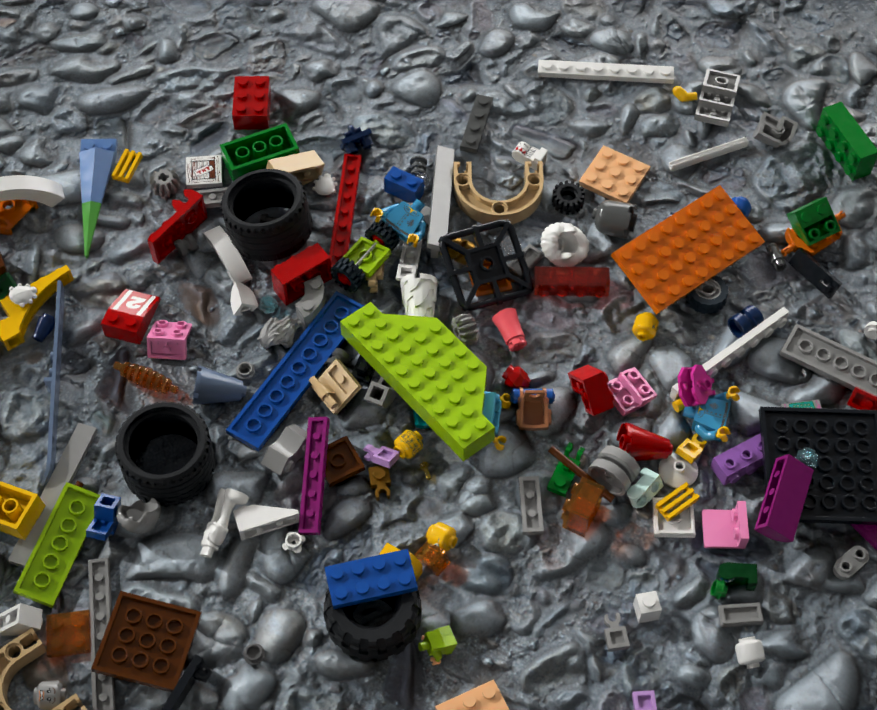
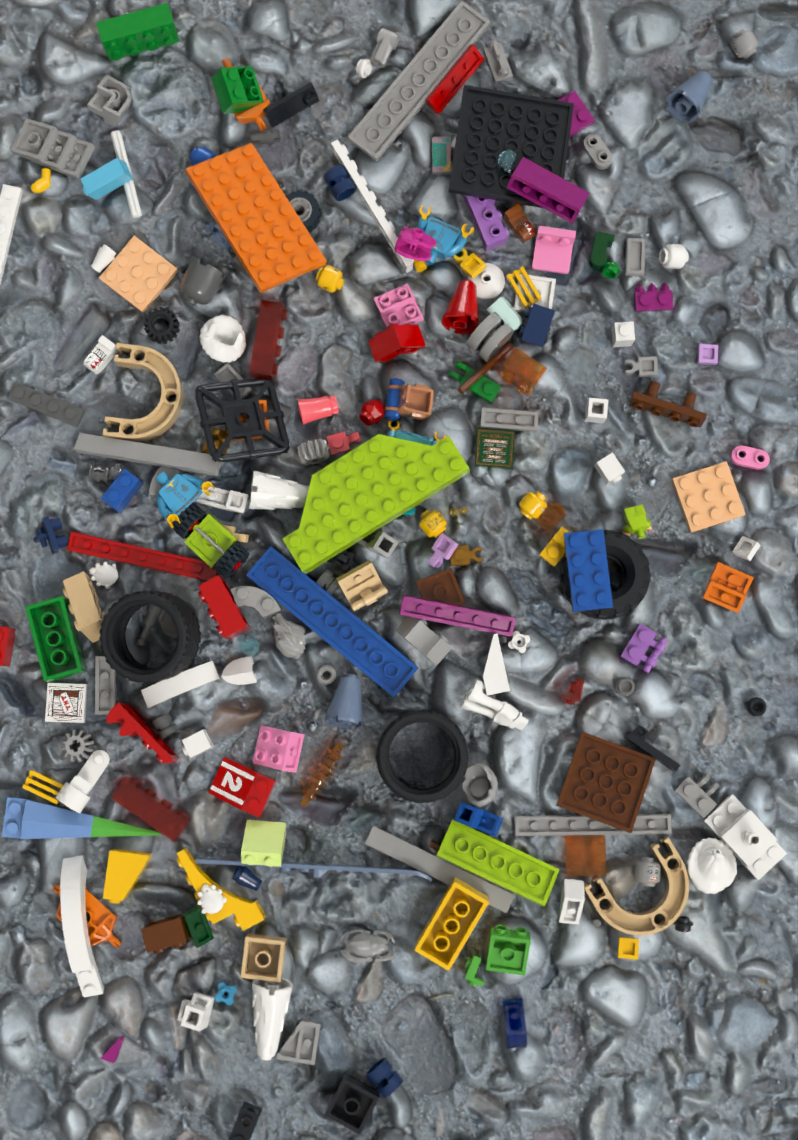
camera: 80 degrees left, 25 degrees up
(48, 230) = (123, 872): none -> yellow slope
(76, 331) = (263, 843): none -> yellowish green brick
(108, 244) = (151, 809): none -> clear red brick
(124, 186) = (75, 794): none -> white piece
(171, 272) = (197, 743): none -> white brick
(245, 602) = (576, 689): none -> clear red bracket
(301, 664) = (638, 645): none -> medium lavender plate
(484, 355) = (340, 443): none -> coral plate
(493, 610) = (610, 469): none -> white brick
(498, 496) = (494, 448): none -> dark green tile
(555, 586) = (596, 410): none -> white brick
(568, 672) = (667, 409): none -> reddish brown plate
(624, 146) = (103, 257): none -> white cone
(637, 518) = (537, 325): none -> dark blue brick
(697, 641) = (653, 299): none -> magenta plate
(698, 136) = (106, 179): none -> medium azure brick
(748, 490) = (519, 223): none -> dark orange leg

